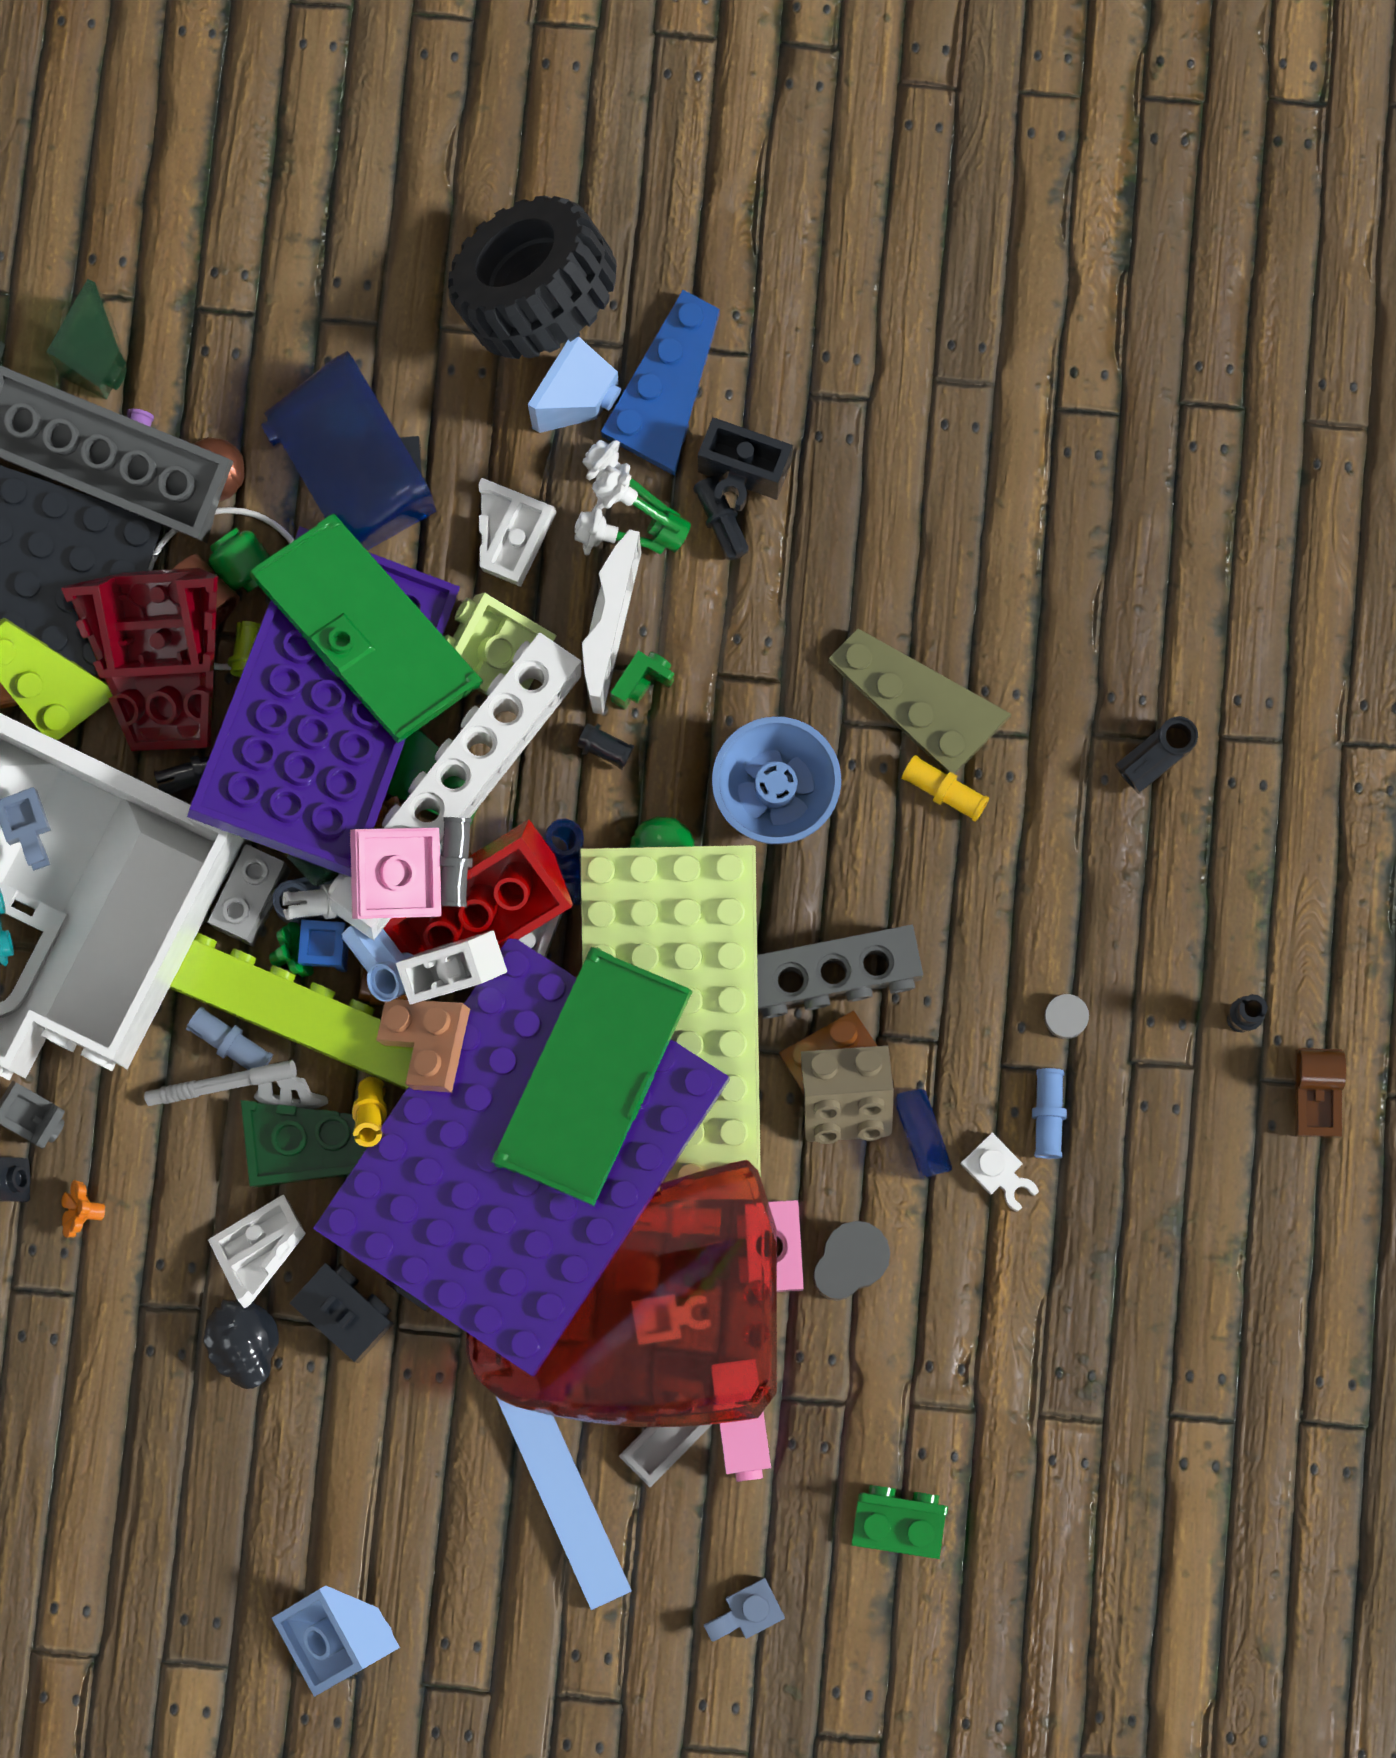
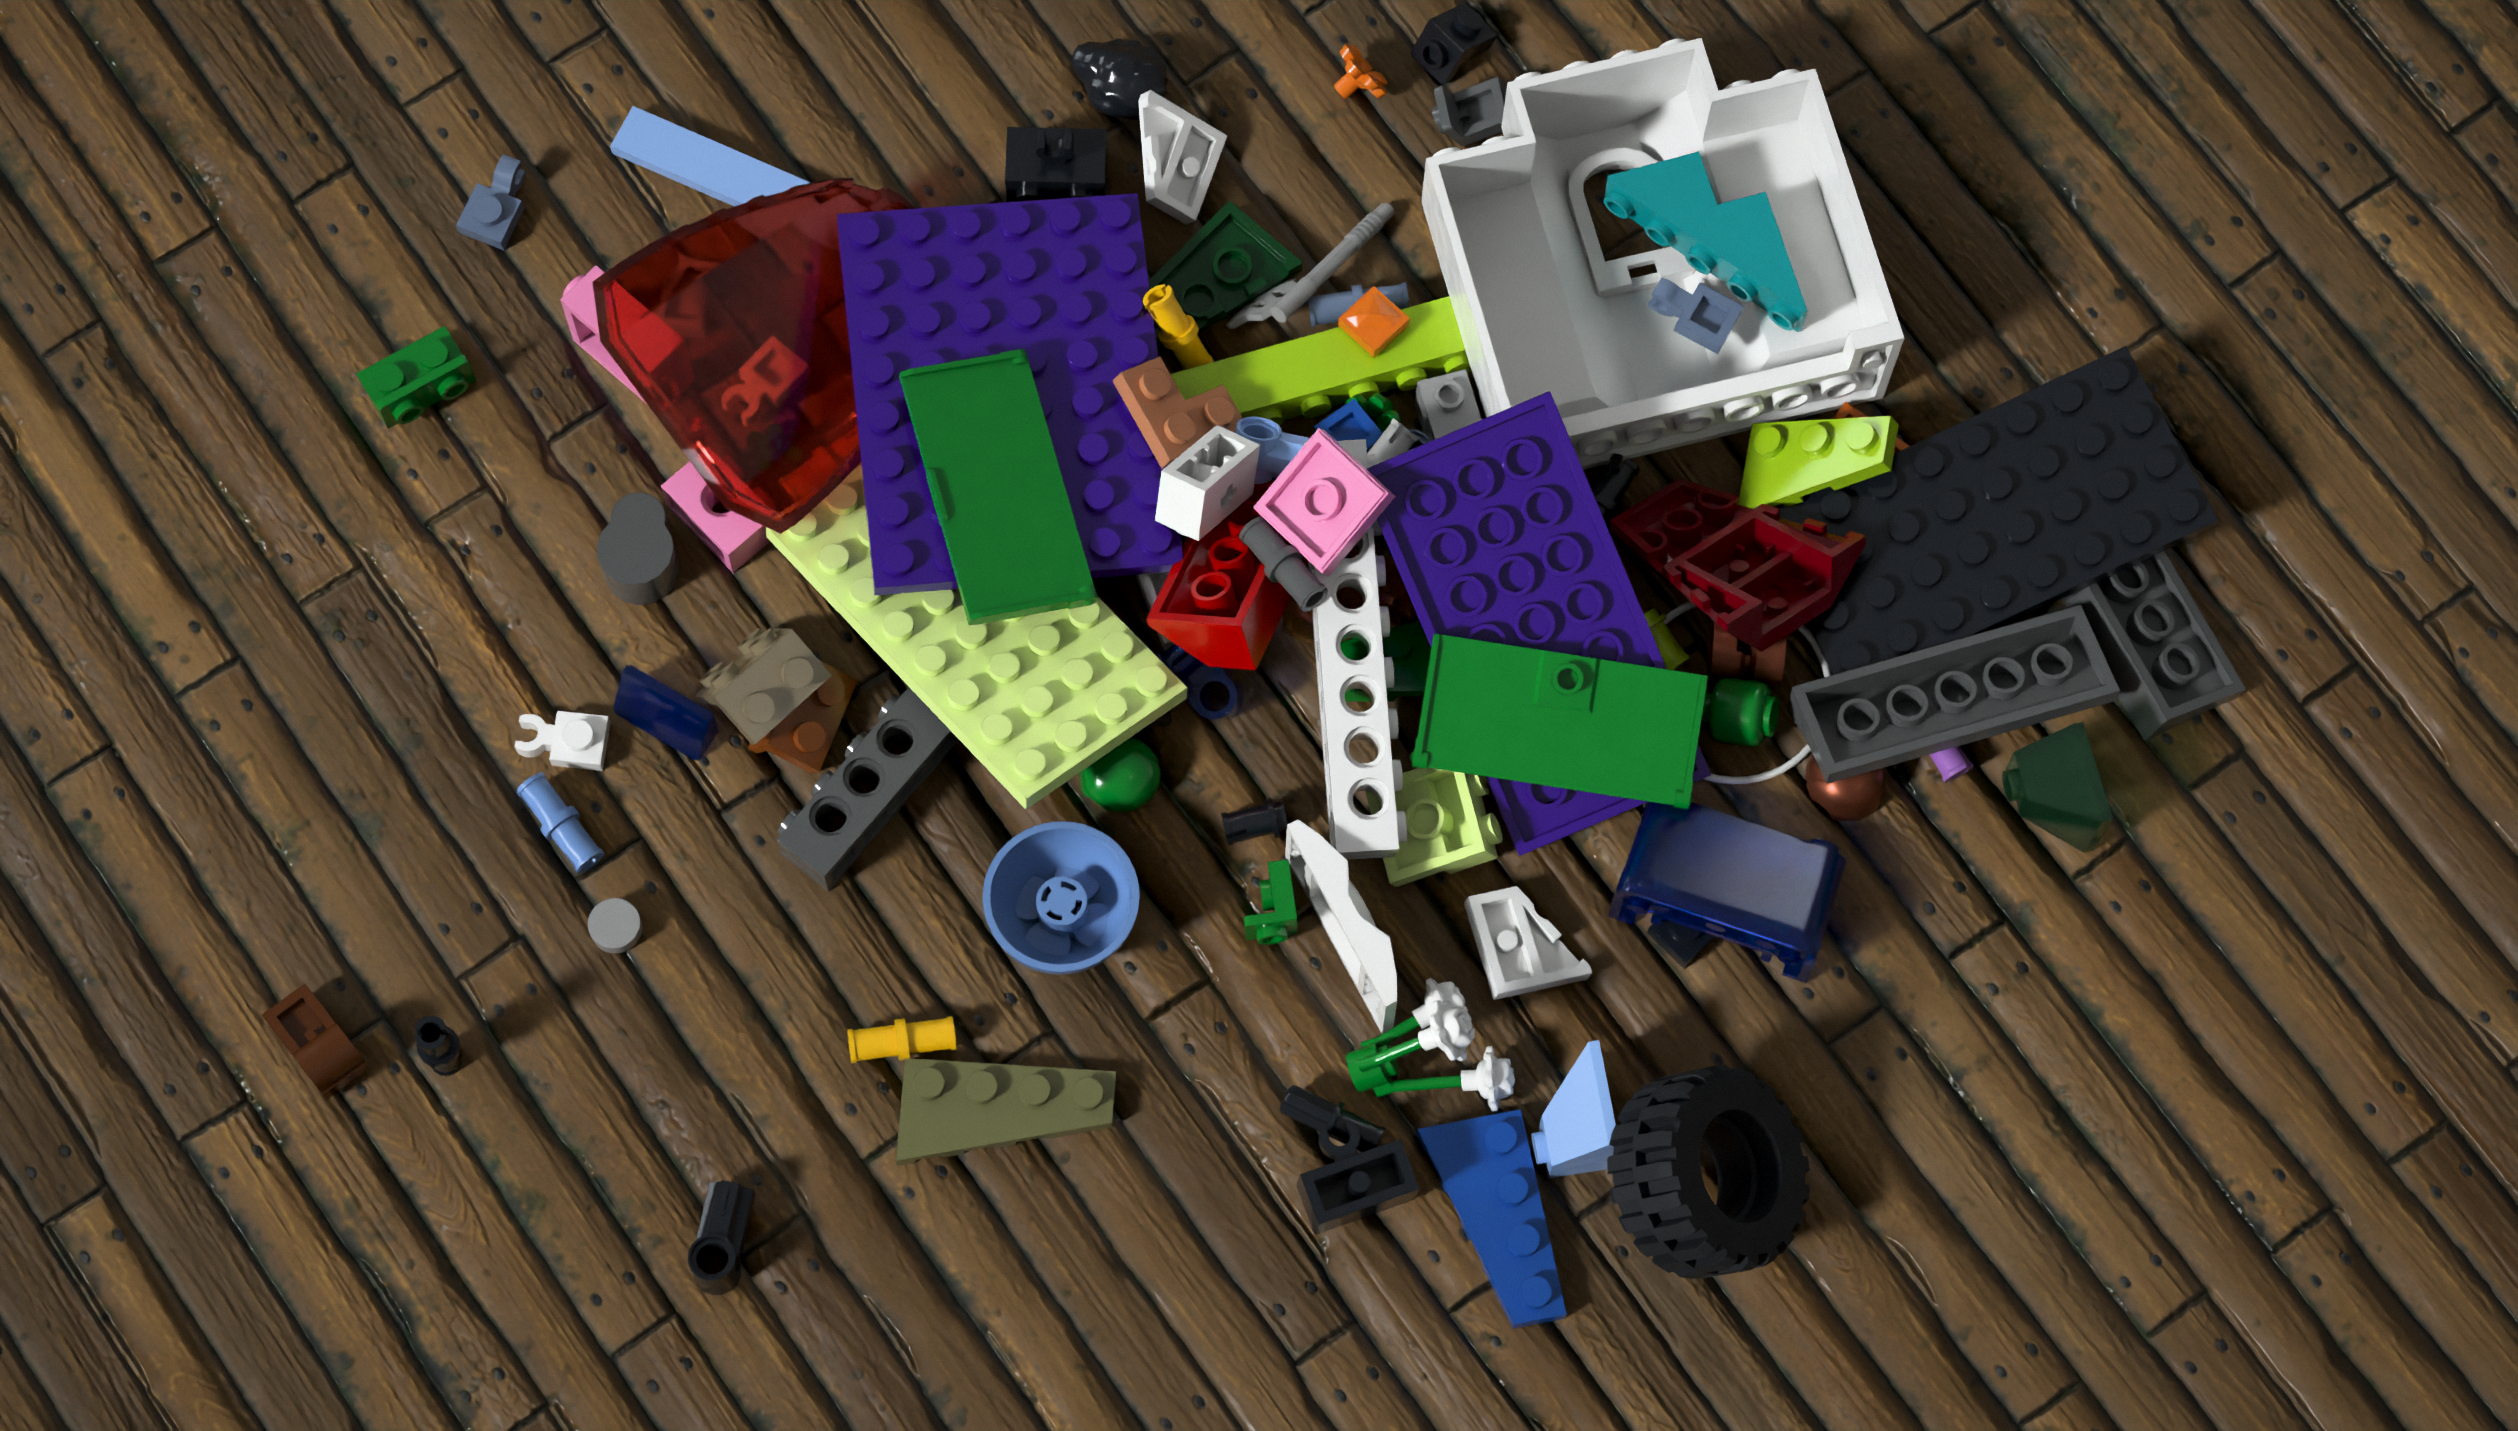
camera: 135 degrees right, 10 degrees down
(237, 1005) = (1373, 321): none -> orange tile

